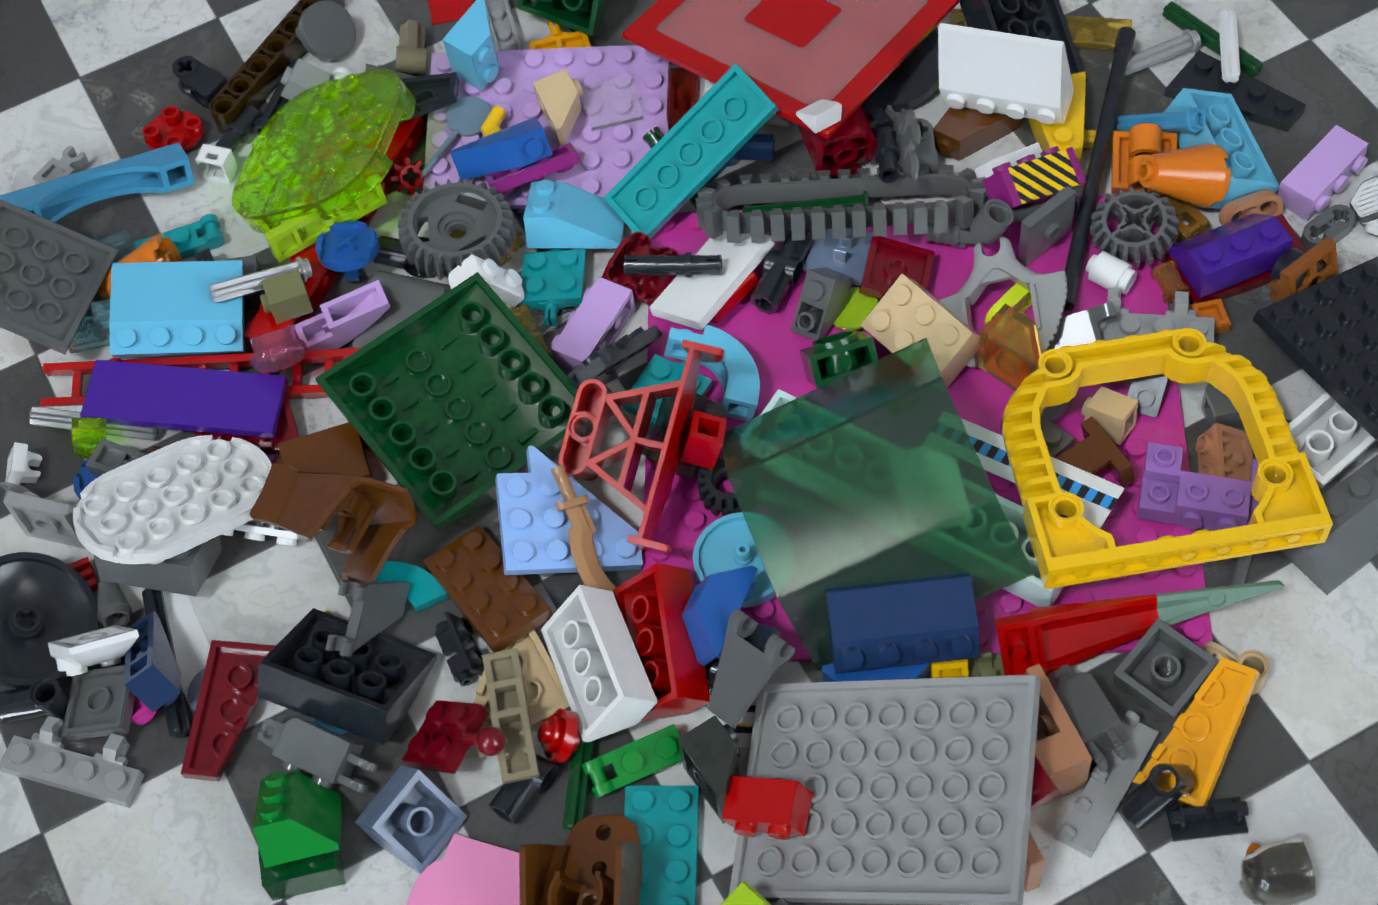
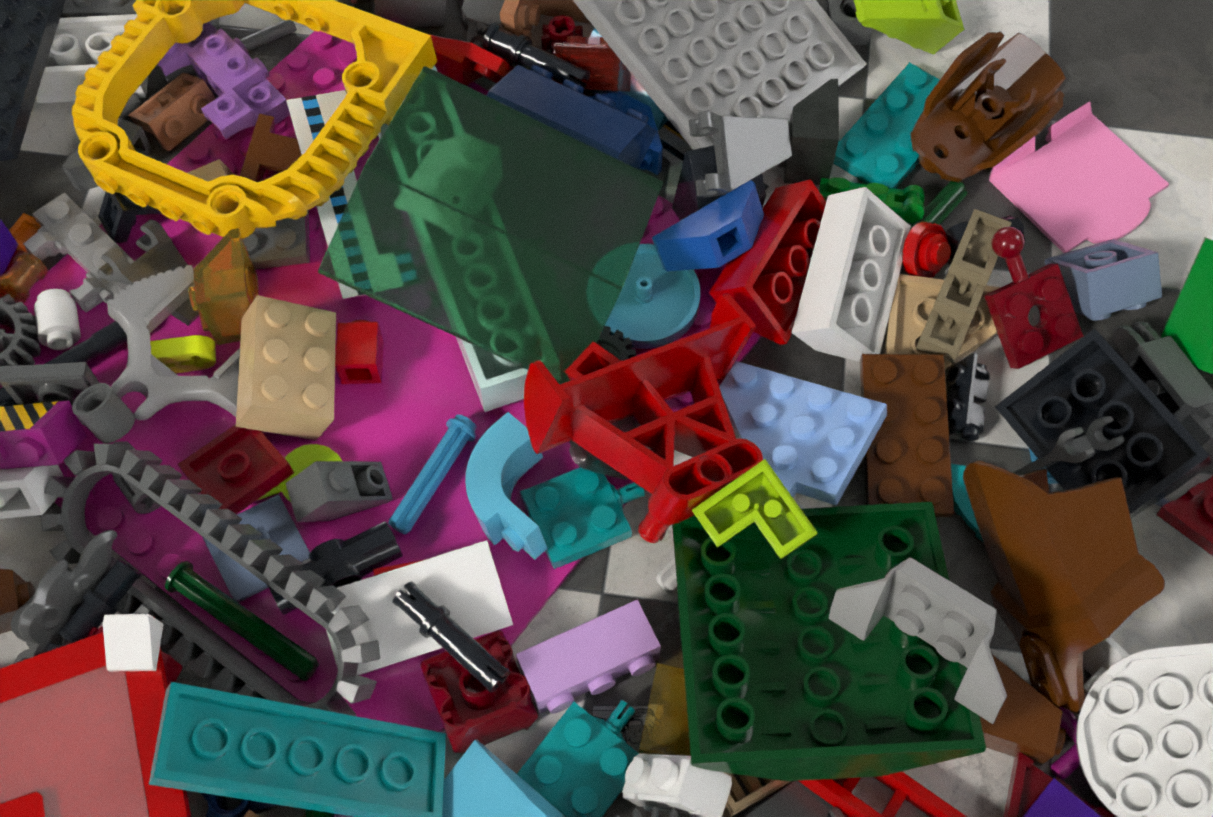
camera: 150 degrees left, 5 degrees up
(383, 413) = (937, 613): none -> light grey piece
(537, 429) = (760, 499): none -> lime brick
(580, 533) = (792, 383): medium nougat sword -> none
(614, 355) = (630, 533): black hinge -> none
(767, 807) = (795, 63): red brick -> none
(777, 353) = (412, 505): none -> dark azure axle
(837, 356) = (370, 415): dark green brick -> none
(1000, 662) = (523, 52): none -> black pin

